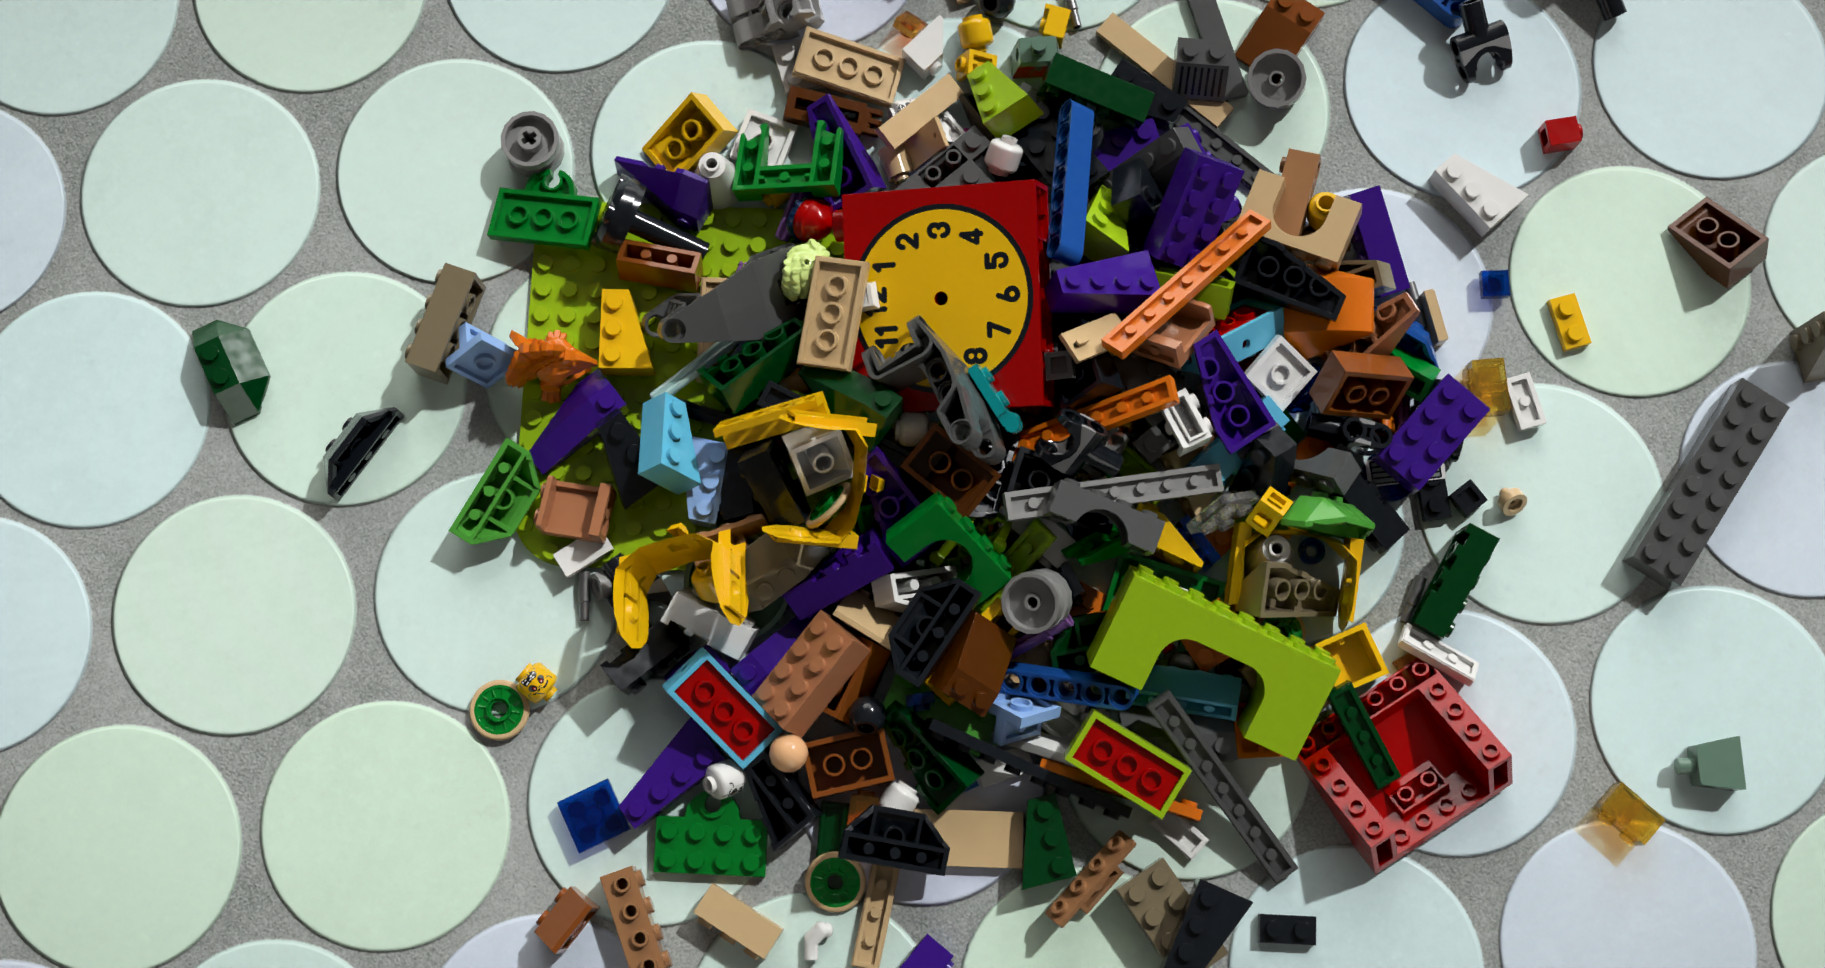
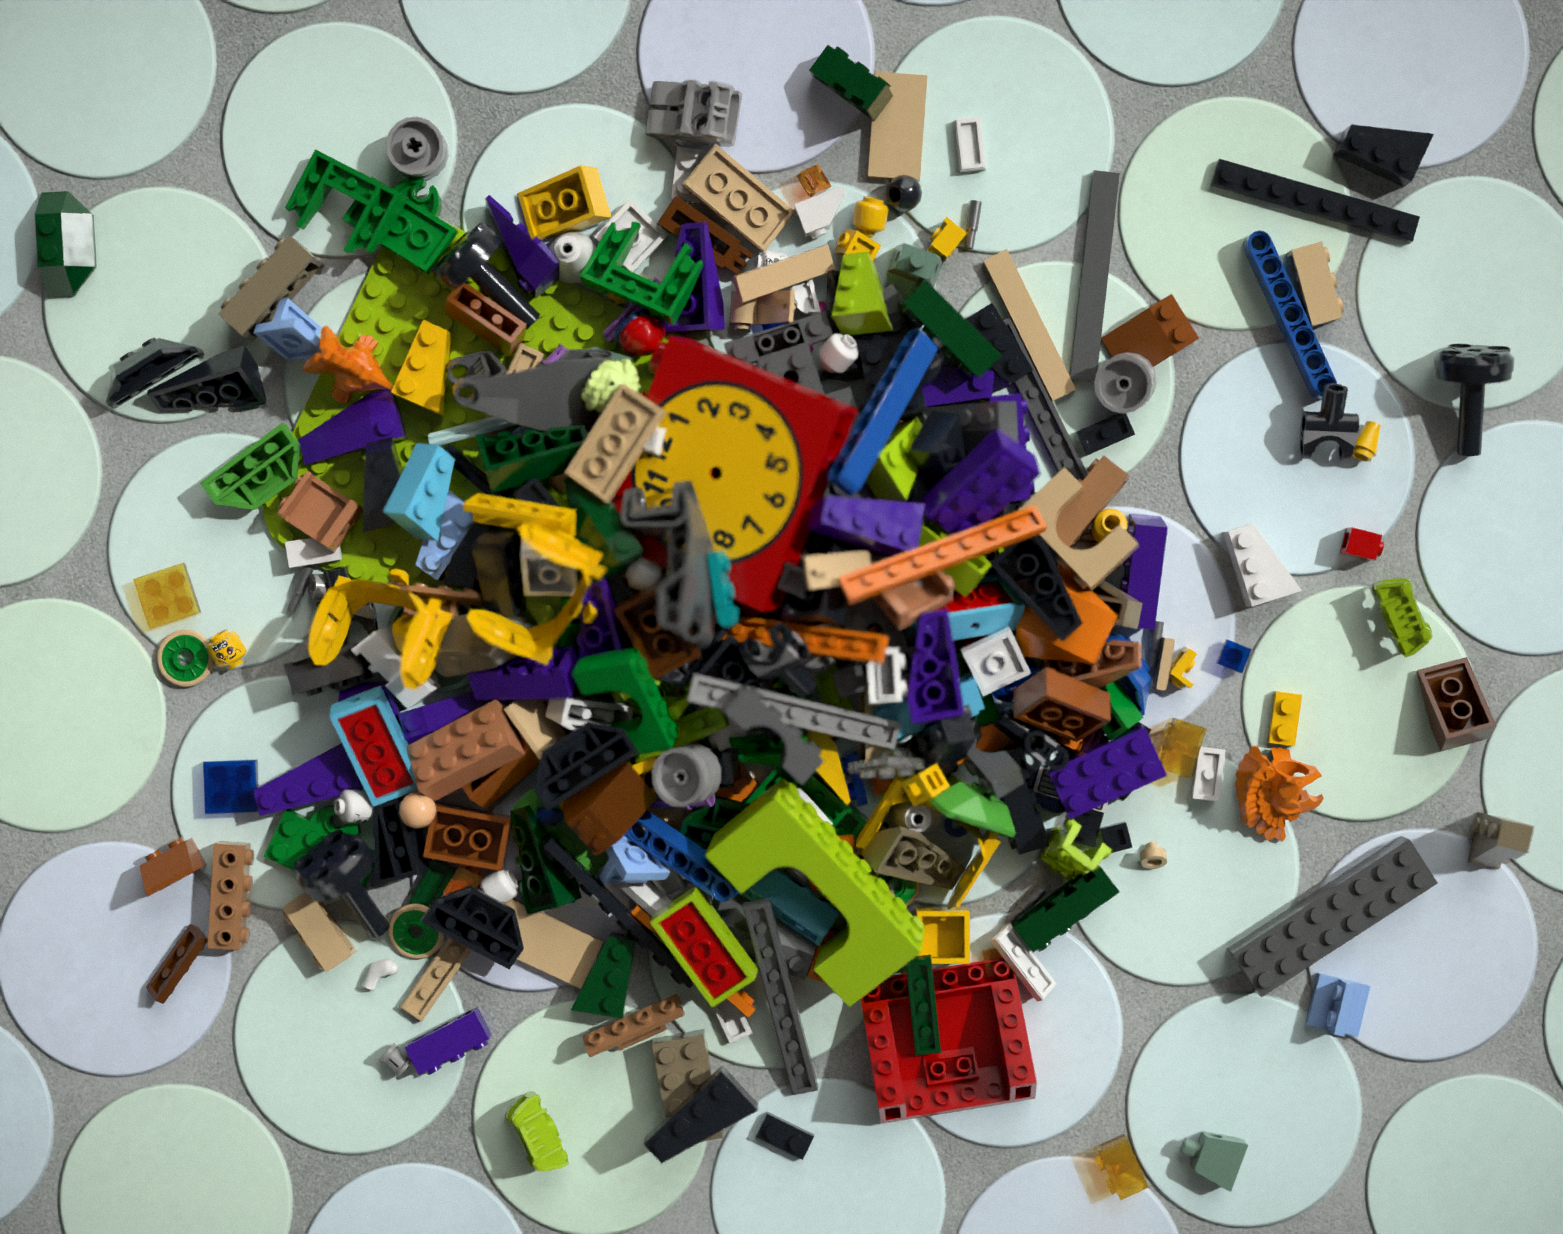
camera: 25 degrees right, 10 degrees up
(430, 433) = (221, 381): none -> black wedge
(454, 200) = (325, 173): none -> green wedge
(457, 656) = (167, 595): none -> clear yellow plate
(733, 845) = (336, 870): none -> black piece
(828, 505) = (540, 612): wheel -> none
(867, 715) = (498, 808): black piece -> none
(1201, 69) = (1060, 343): dark grey slope -> none
(1279, 135) = (1105, 433): none -> black plate
(1425, 536) = (1067, 859): none -> lime piece
(1450, 311) = (1183, 663): none -> yellow bracket
(1520, 44) = (1367, 442): none -> yellow cone
(1592, 390) = (1271, 793): none -> orange piece
(1631, 178) = (1402, 615): none -> lime piece
(1753, 567) = (1337, 1005): none -> light blue bracket

